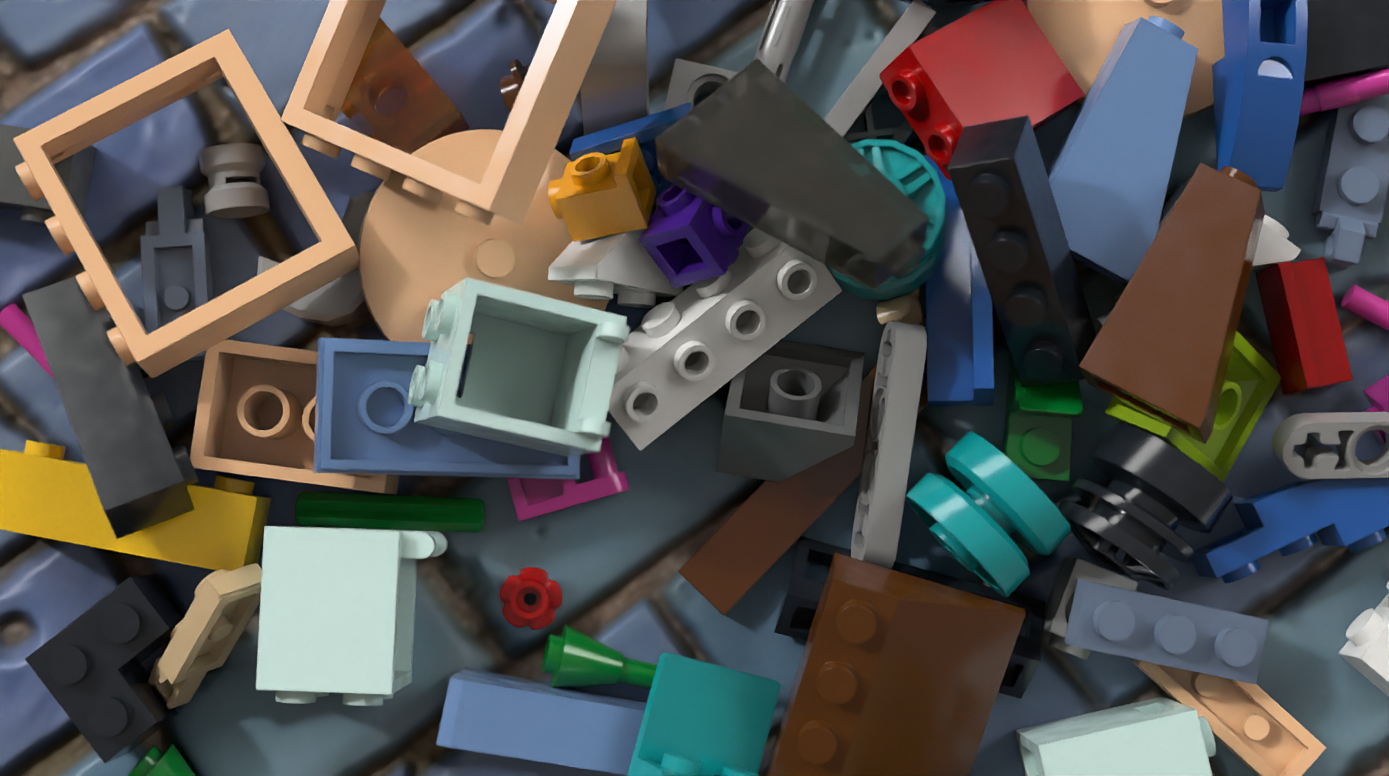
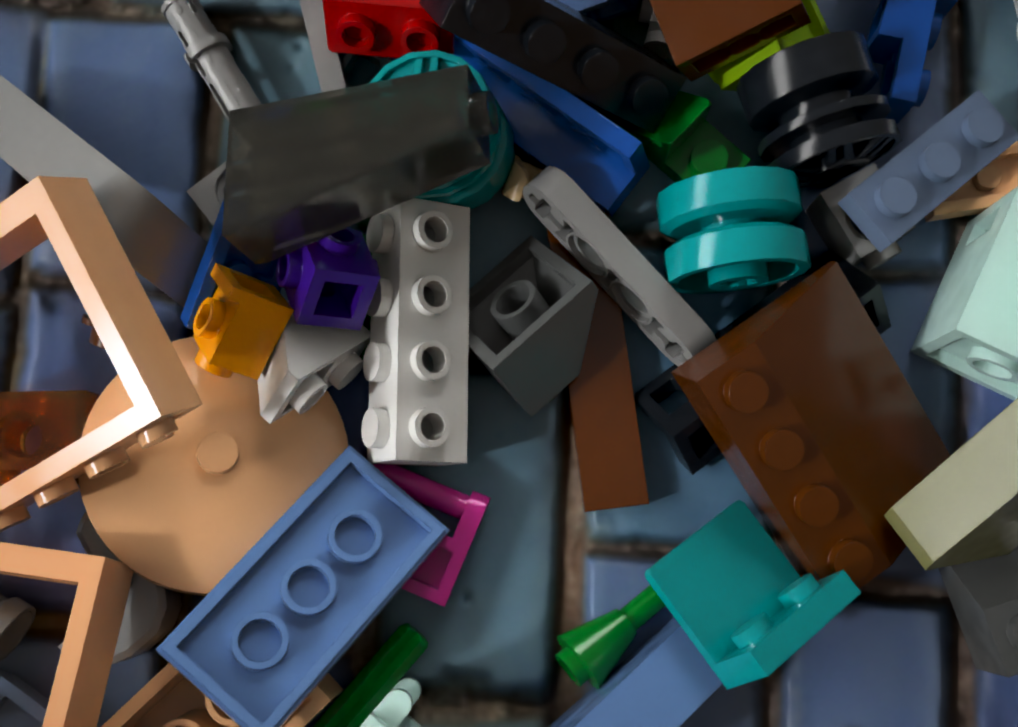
camera: 45 degrees left, 5 degrees down
(533, 370) = (329, 490): light aqua container -> none
(533, 581) = (496, 653): red plate -> none

